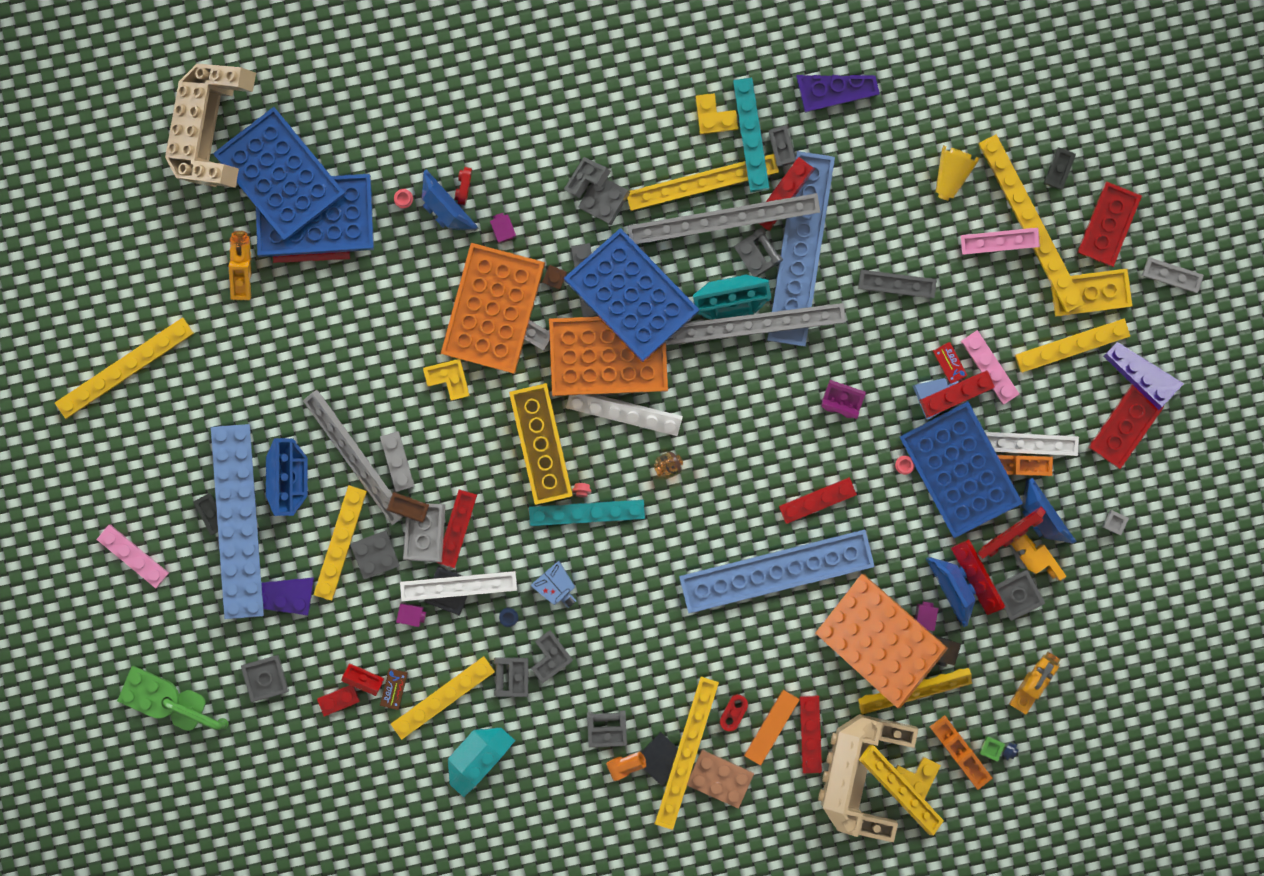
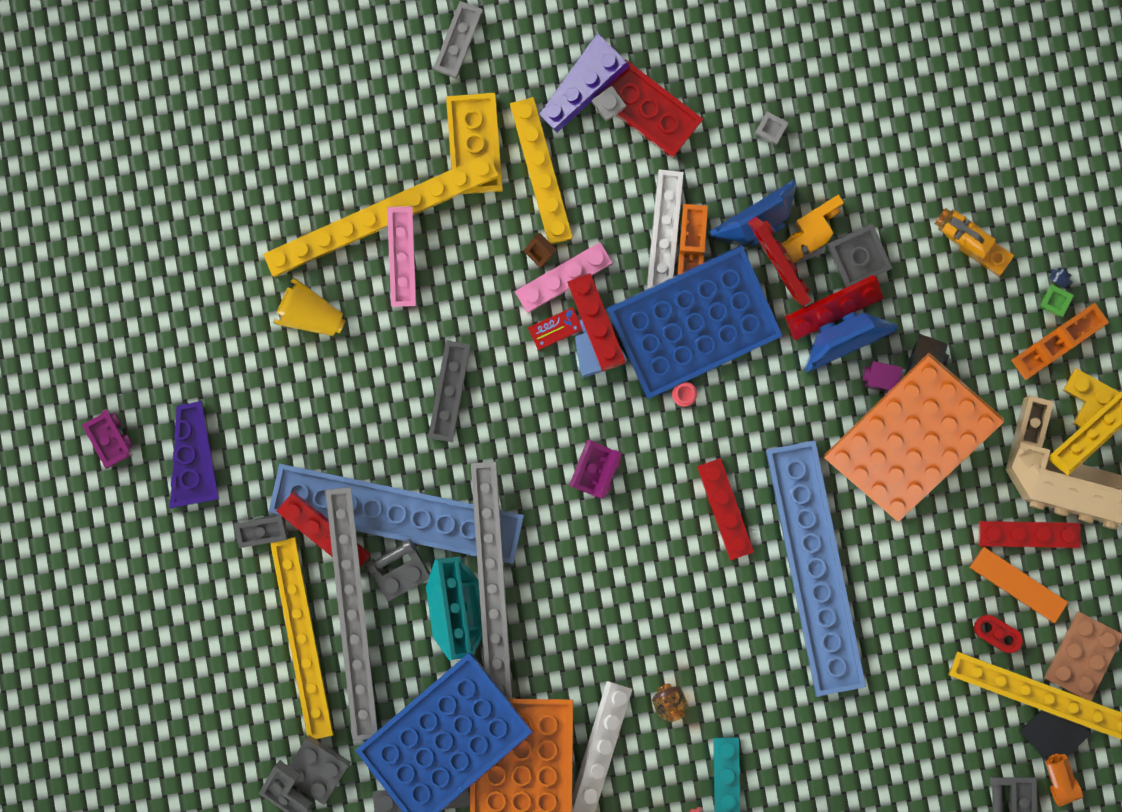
camera: 85 degrees left, 5 degrees down
(712, 121) = (221, 622): yellow plate -> none
(751, 134) = (243, 571): teal plate -> none
(846, 23) = (107, 439): none -> magenta bracket
(926, 688) = (974, 378): yellow plate -> none
(1010, 347) = (540, 250): none -> reddish brown plate
(1059, 168) = (312, 175): pearl dark grey plate -> none
(1109, 224) = (388, 116): red plate -> none
(1128, 395) = (608, 103): none -> light grey plate

